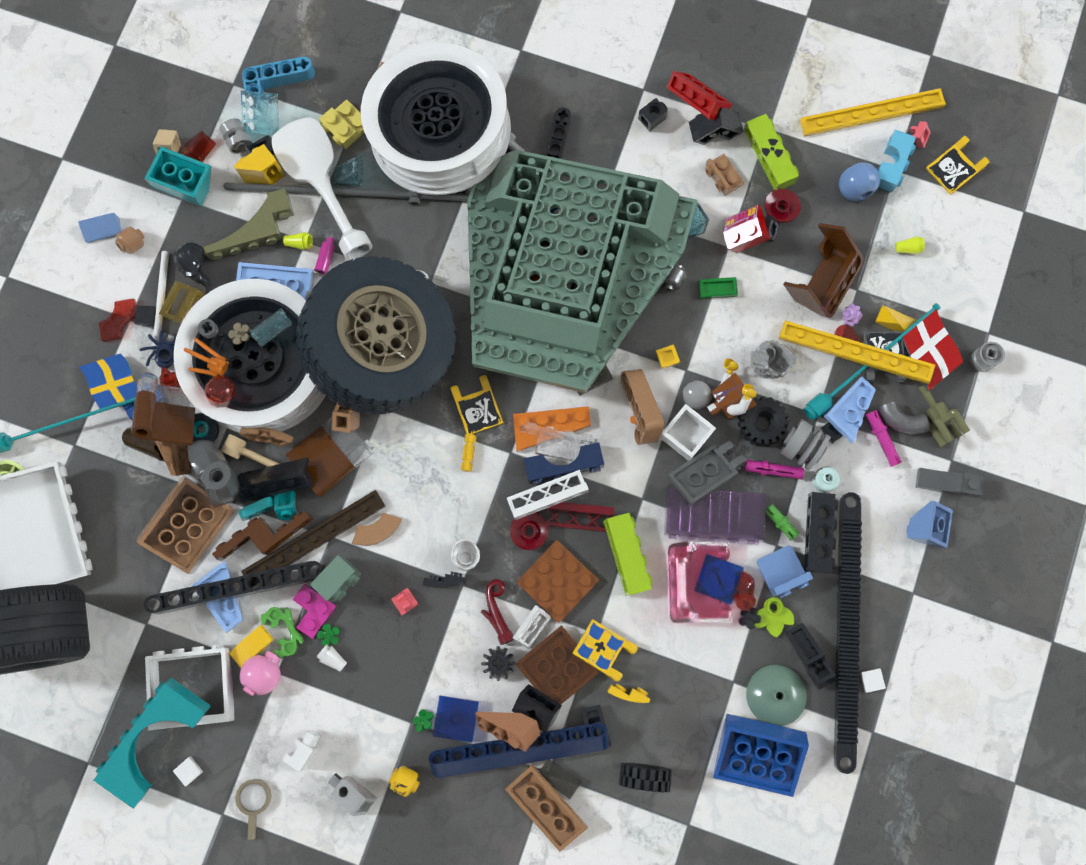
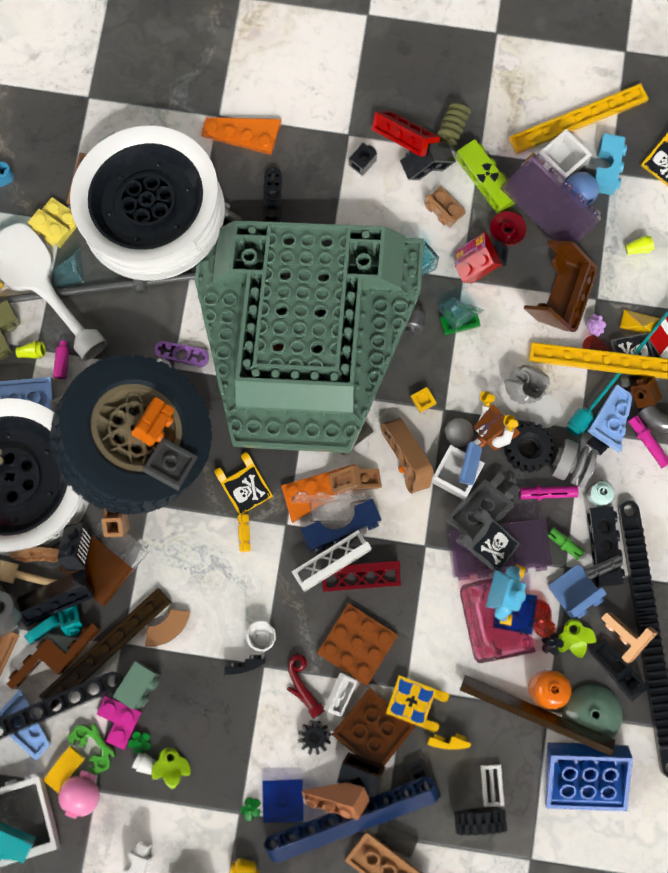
camera: 15 degrees left, 0 degrees up
(271, 327) = (23, 446): clear light blue hinge -> none
(302, 435) = (75, 547): none -> black brick
(353, 668) = (170, 770): none -> lime plate
(396, 328) = (153, 422): none -> orange brick
(405, 601) = (209, 694): coral tile -> none
(407, 369) = (170, 464): none -> dark grey tile
(455, 270) = (167, 355): none -> medium lavender beam
(519, 532) = (313, 608): dark red dish -> none
(544, 70) = (243, 132): none -> orange wing
(586, 420) = (354, 479): none -> medium nougat bracket
(627, 554) = (421, 604): lime brick -> none
(664, 737) = (493, 803): none -> white tile
(702, 426) = (470, 464): none -> medium blue slope
(707, 506) = (490, 543): none -> flag
(714, 558) = (507, 593): none -> medium azure torso
(717, 278) = (457, 312): none -> clear light blue slope
(722, 685) = (538, 715): none -> dark brown tile
(730, 659) = (541, 686): none -> orange cylinder
(748, 95) = (453, 123): none -> olive piece
(785, 390) = (545, 411): none -> white sticker
(814, 552) = (603, 567): none -> dark grey axle
(827, 625) = (628, 636): none -> light nougat bracket
(829, 184) = (550, 200): none -> clear purple brick
(850, 145) = (566, 155): none -> white piece
(889, 388) = (645, 392): none -> reddish brown brick
(921, 133) = (630, 132): coral tile -> none

